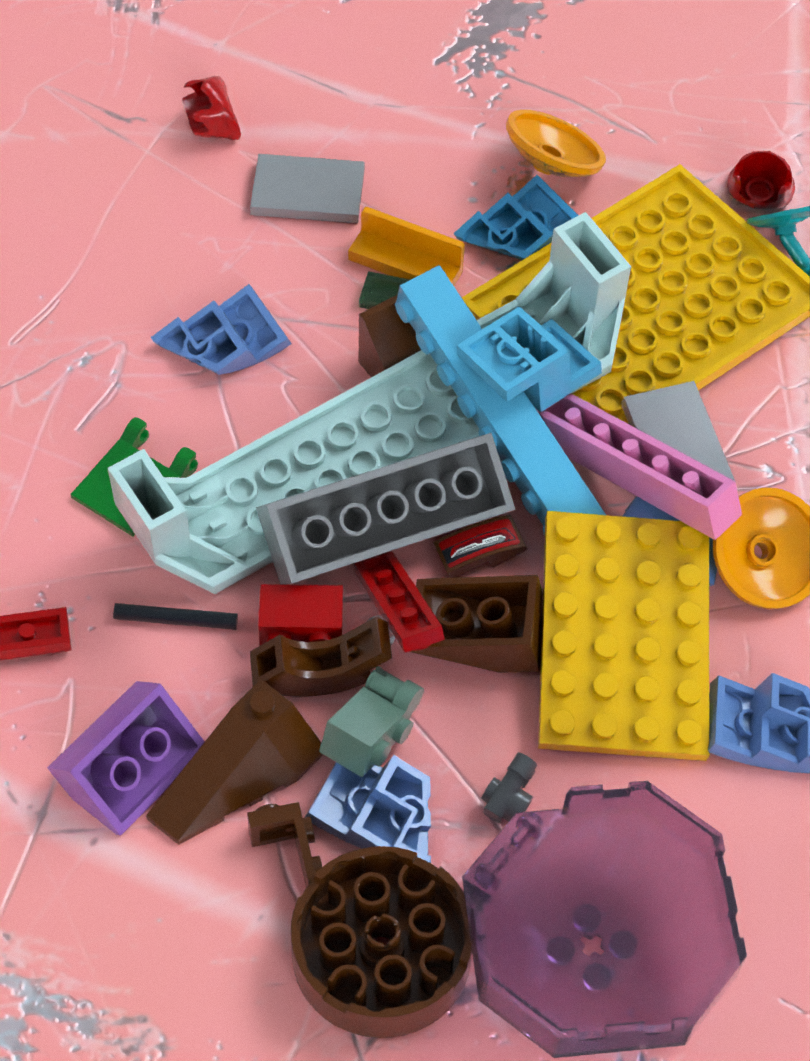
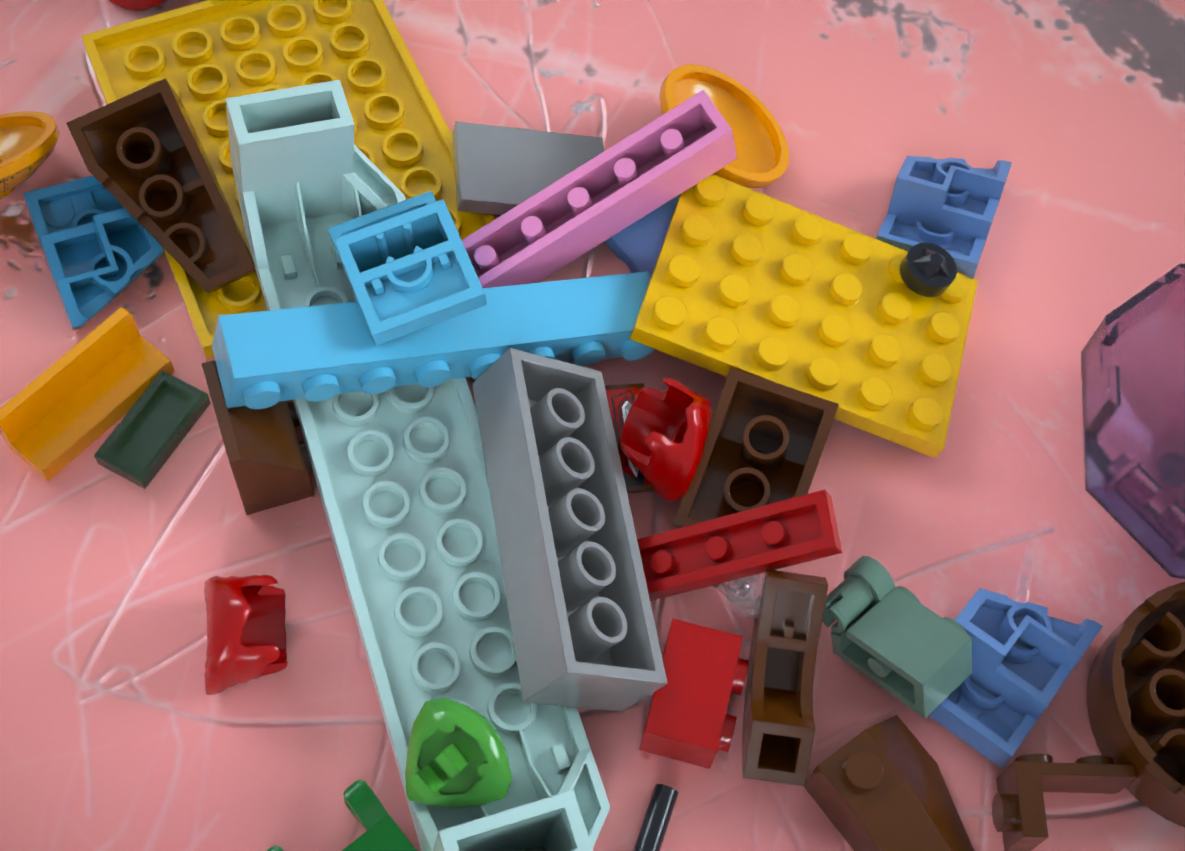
camera: 80 degrees left, 5 degrees up
(212, 481) = (455, 757): none -> bright green piece
(226, 335) = (132, 688): medium blue slope -> none
(272, 372) = (243, 630): none -> red hair
(476, 553) = (667, 436): none -> red hair
(506, 796) = (1009, 505): dark grey plate -> none
(571, 197) = (161, 175): none -> reddish brown wedge
(686, 701) = (928, 269): none -> black tile

